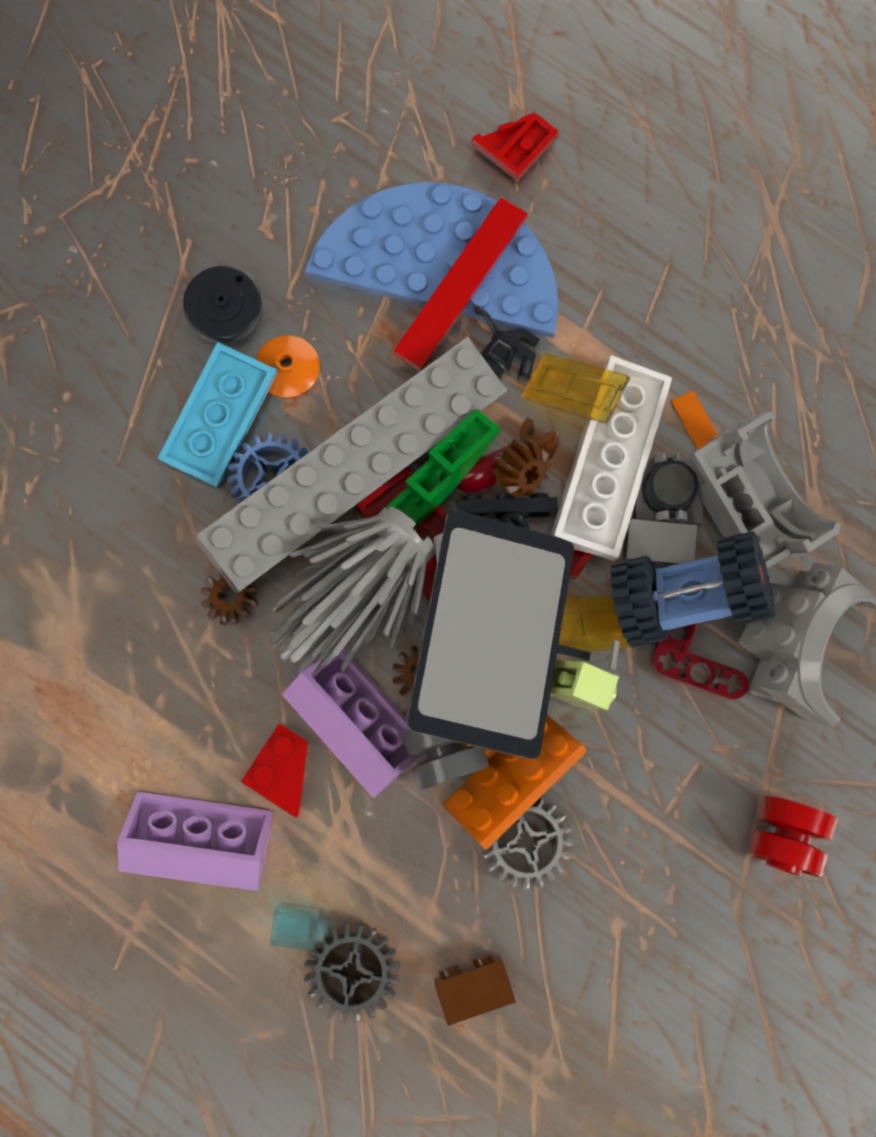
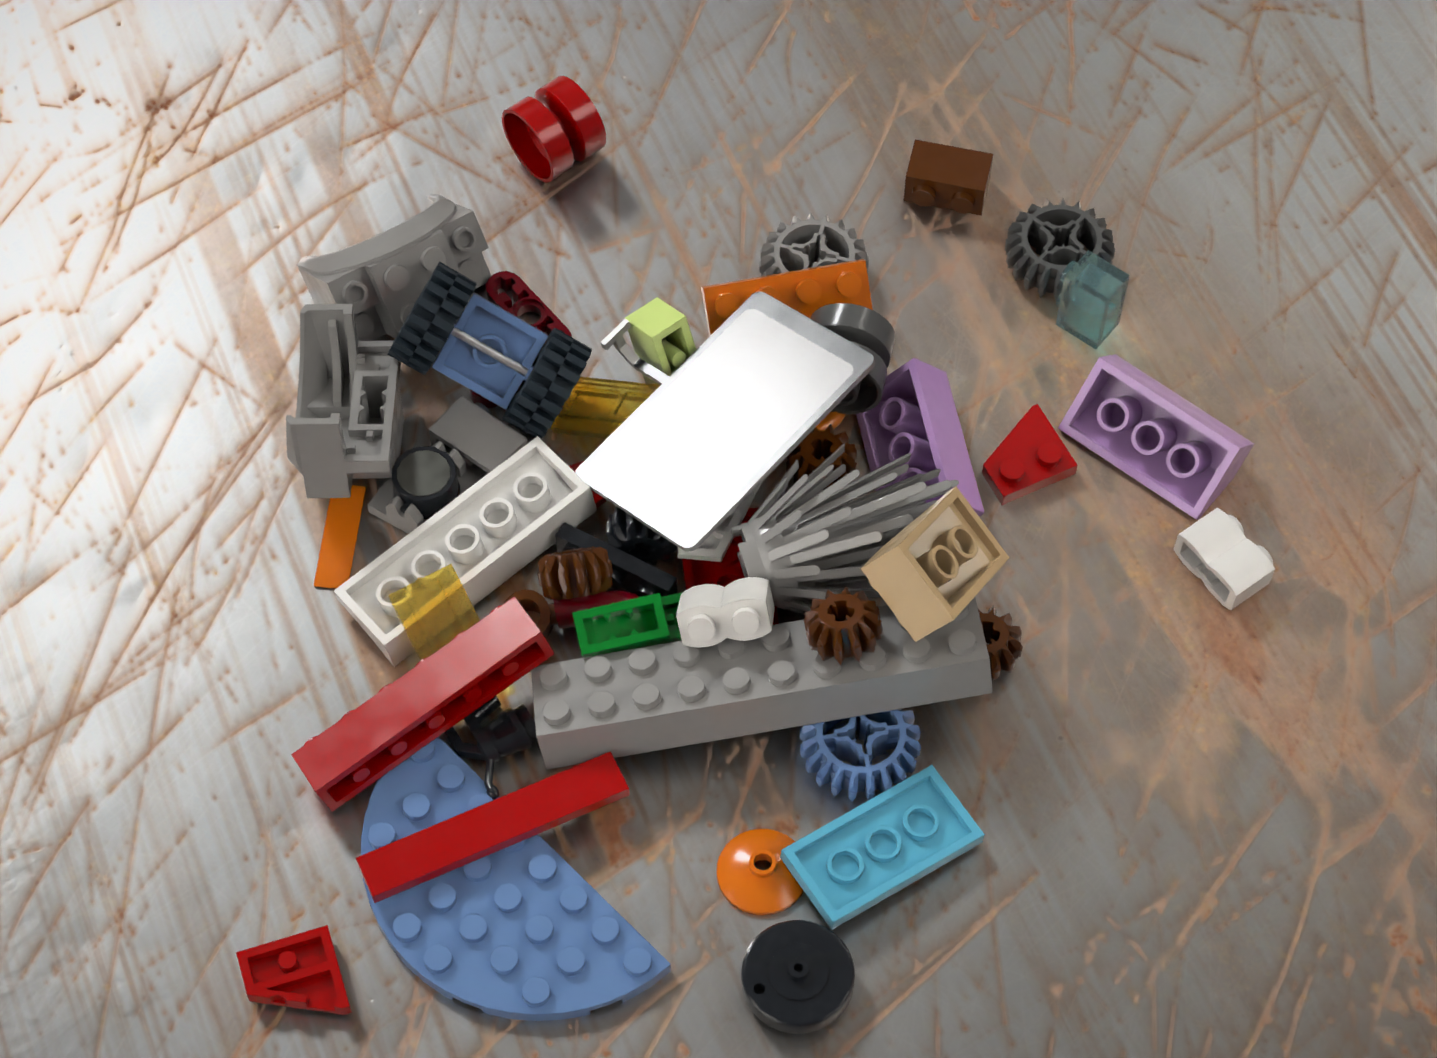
camera: 145 degrees left, 20 degrees down
(97, 763) = (1224, 558): none -> white brick
(262, 569) = (935, 565): none -> tan slope
(309, 486) = (843, 625): none -> reddish brown gear
(395, 476) = (716, 612): none -> white brick
(556, 329) = (422, 704): none -> red brick

